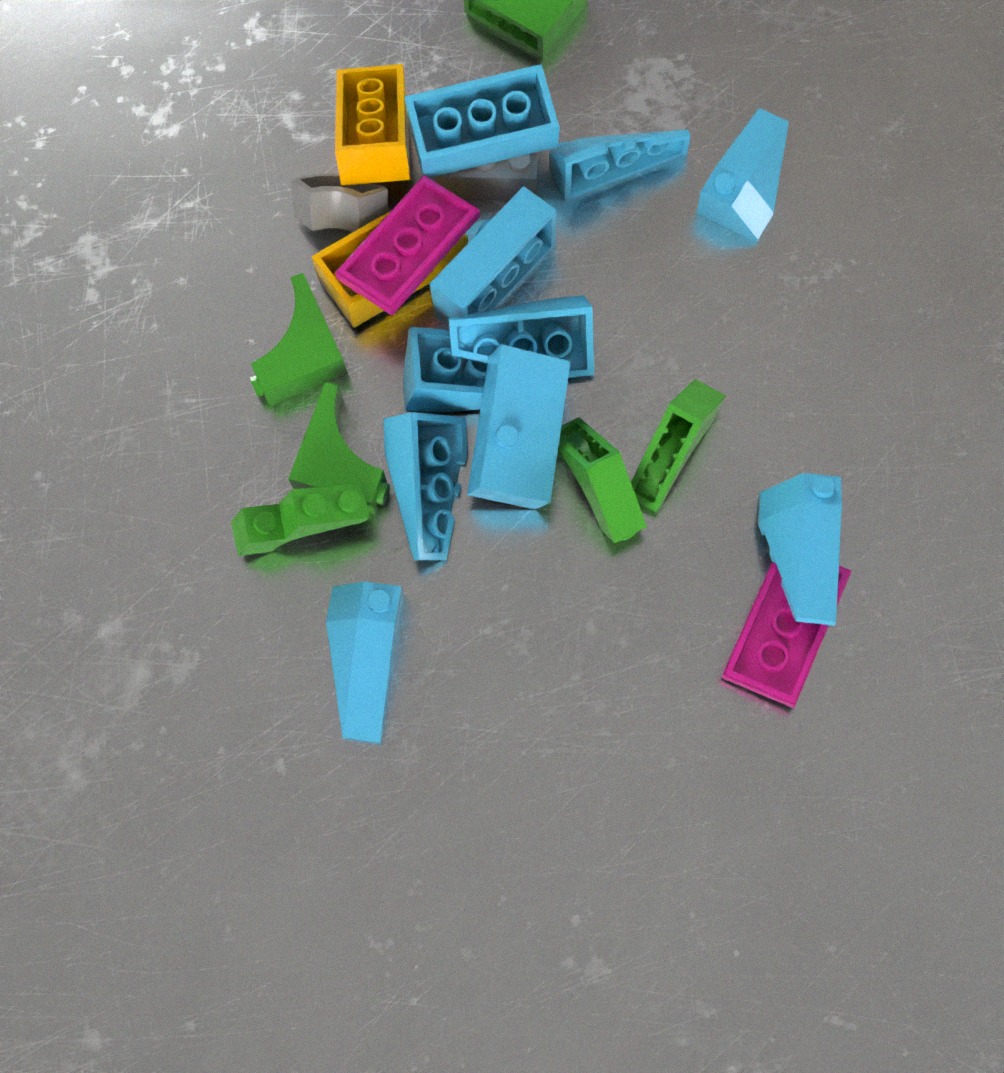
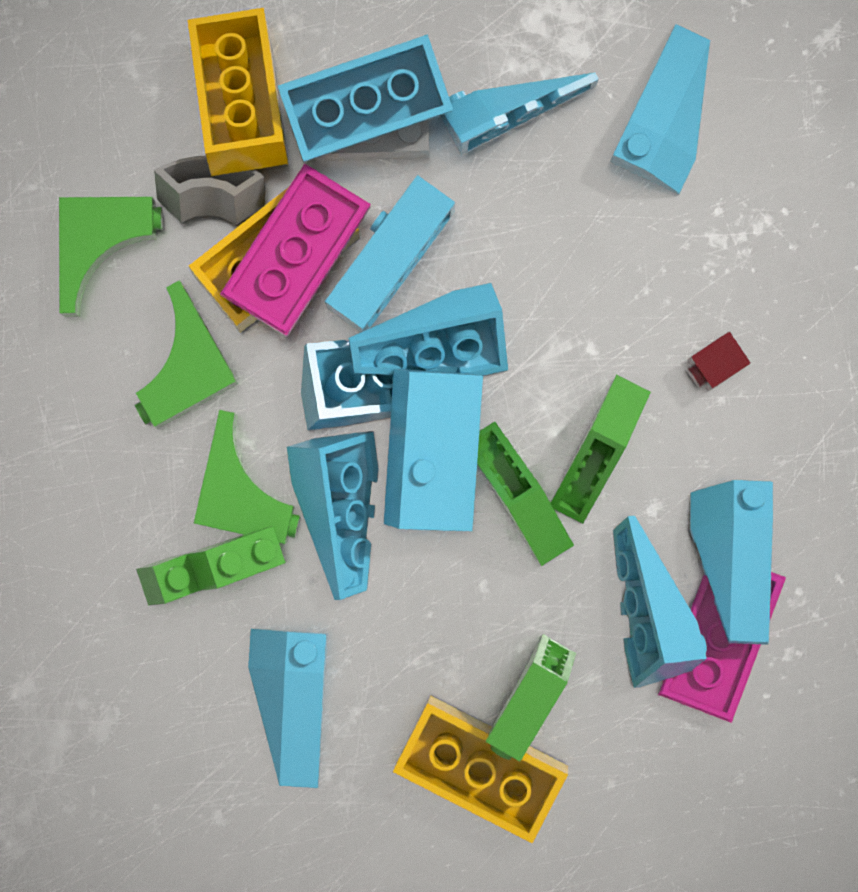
camera: 10 degrees left, 15 degrees up
(234, 236) = (92, 232): none -> bright green arch
(541, 731) = (454, 761): none -> yellow brick
(593, 660) = (531, 699): none -> bright green arch
(728, 602) = (661, 625): none -> medium azure wedge
(789, 376) = (717, 362): none -> dark red brick

